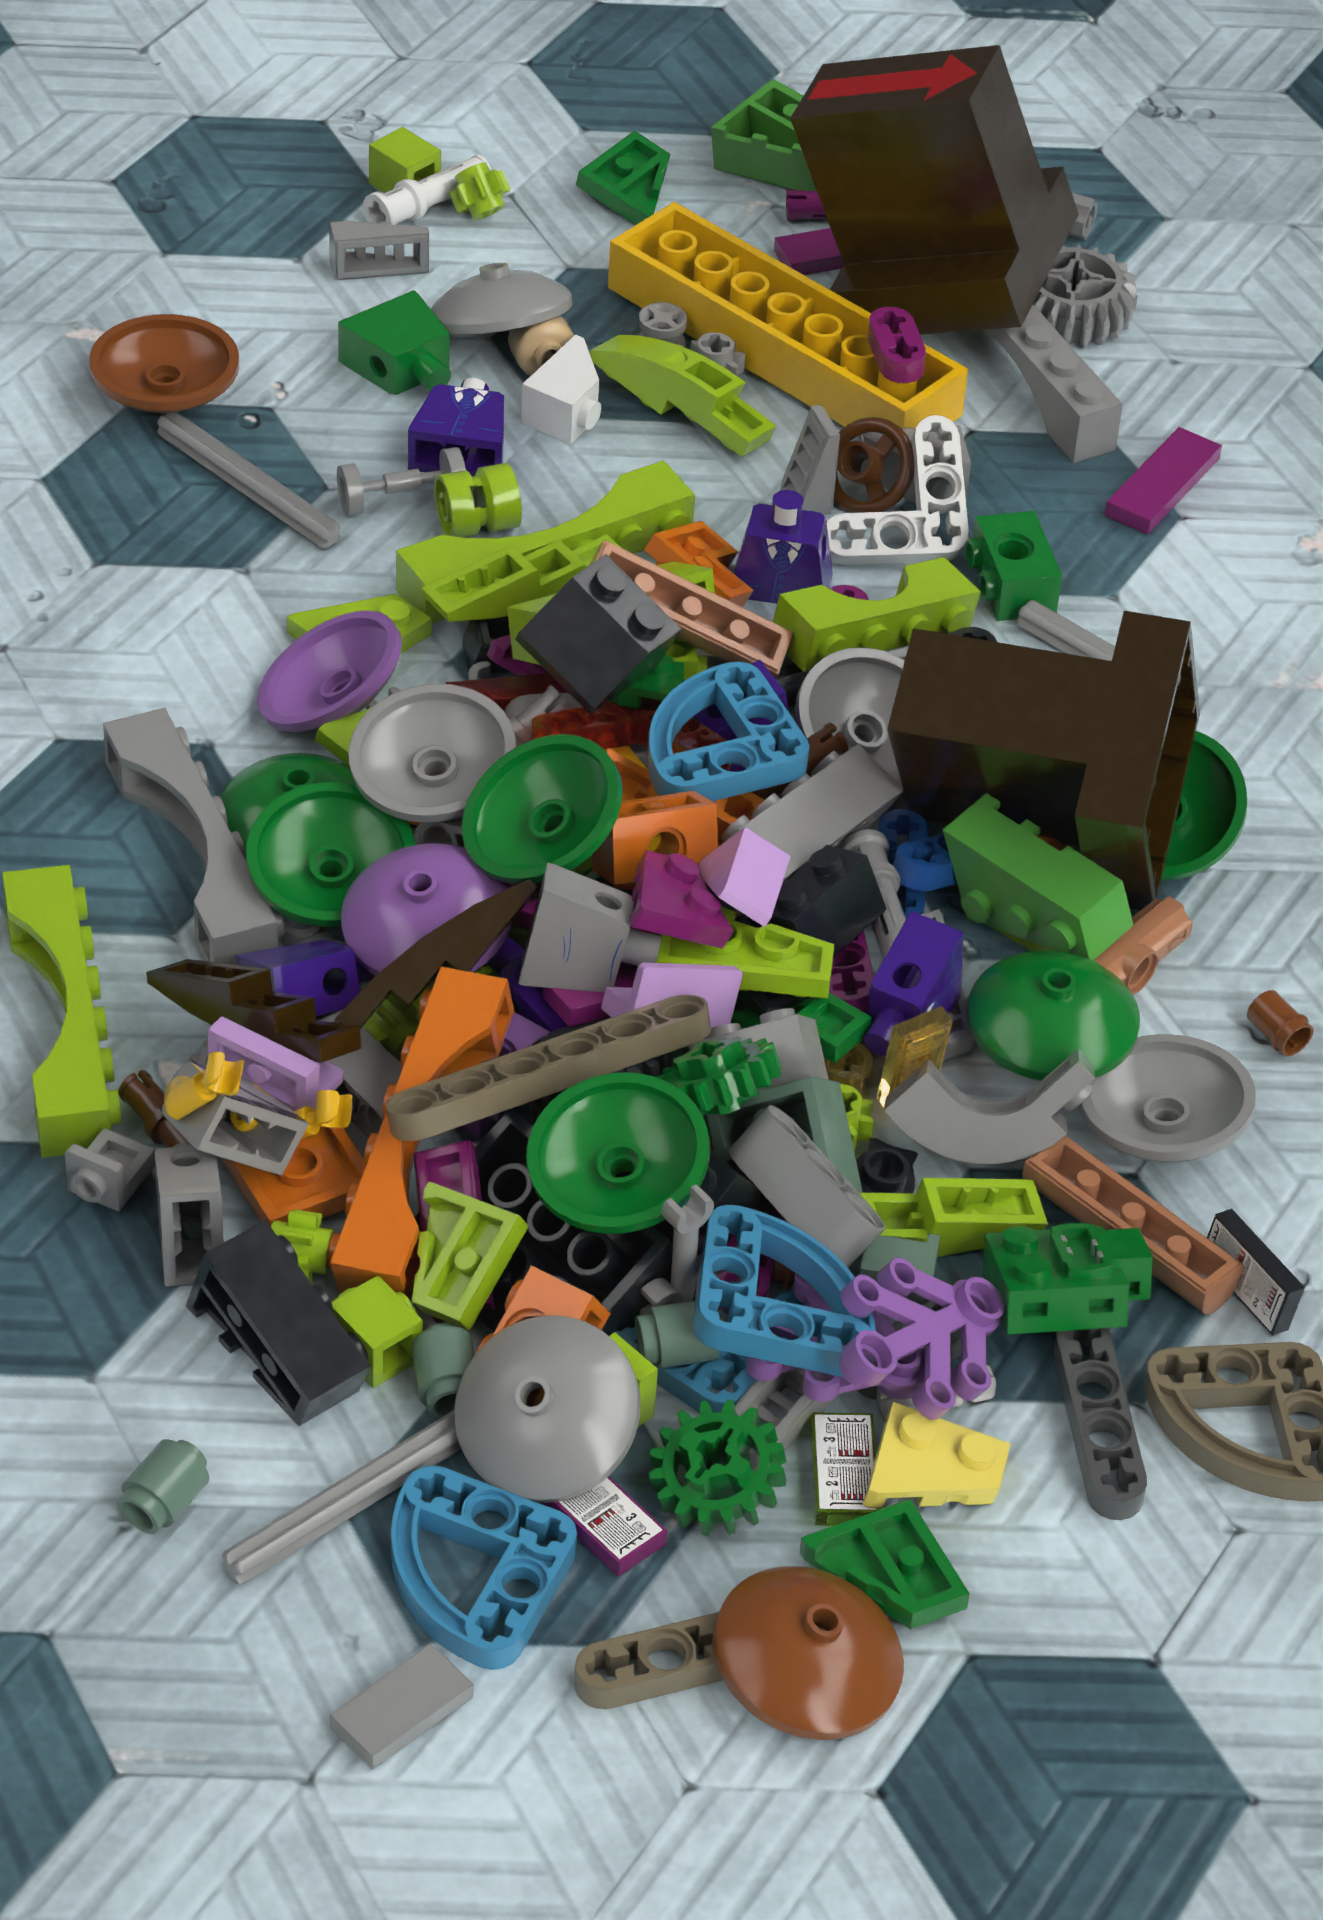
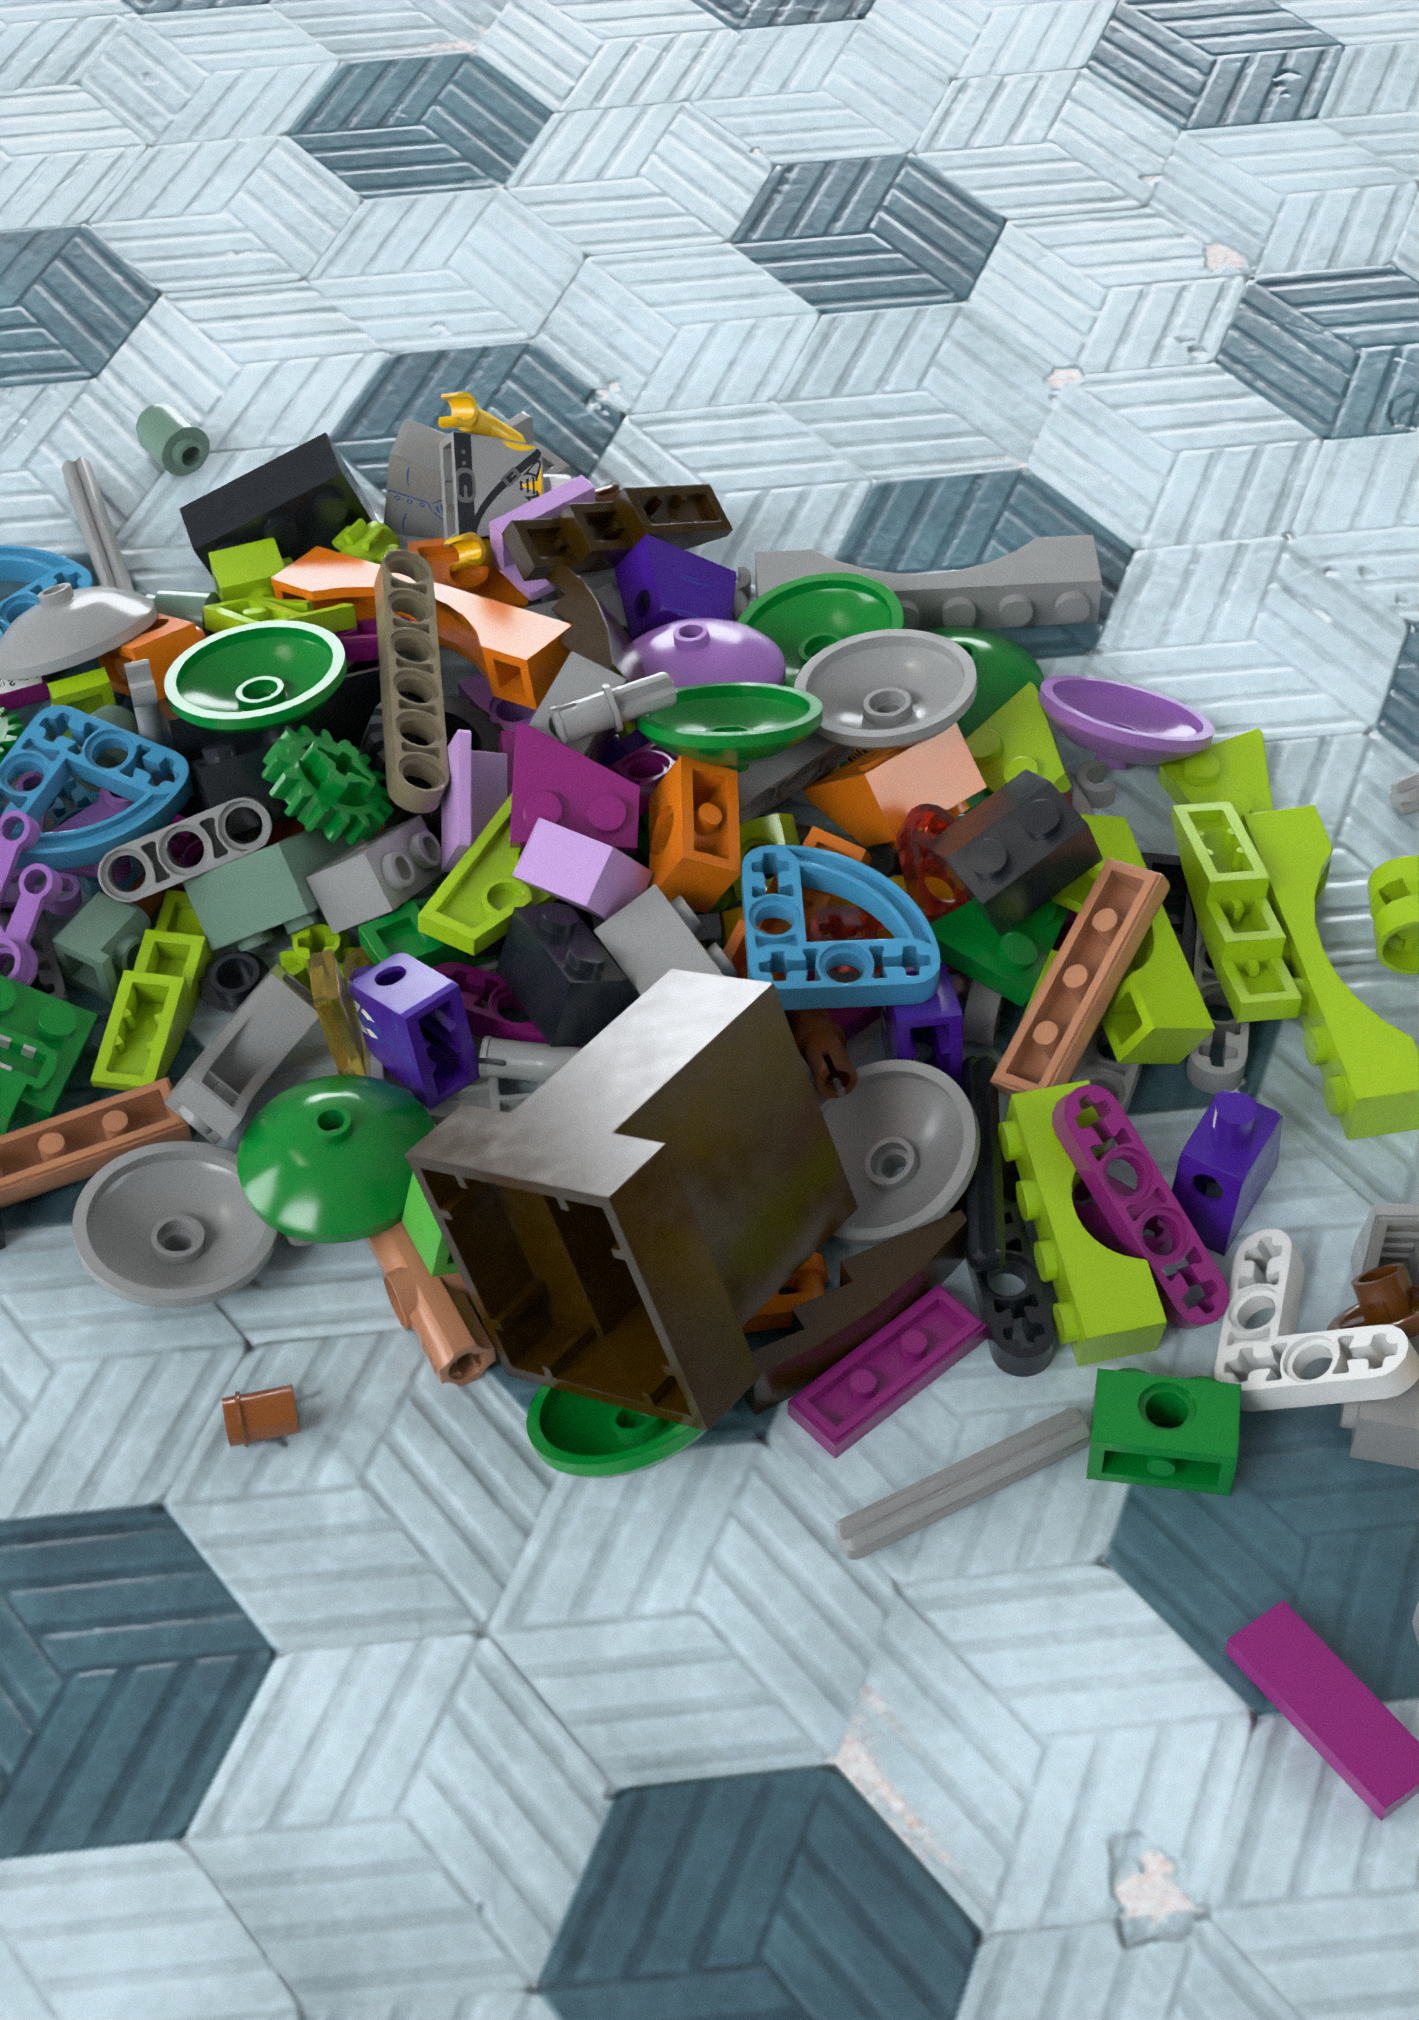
camera: 115 degrees right, 5 degrees up
(71, 1082) = (837, 479): lime arch -> none
(594, 856) = (612, 707): none -> light grey axle
(702, 547) = (1238, 1060): orange plate -> none
(855, 573) = (1149, 1200): none -> magenta beam

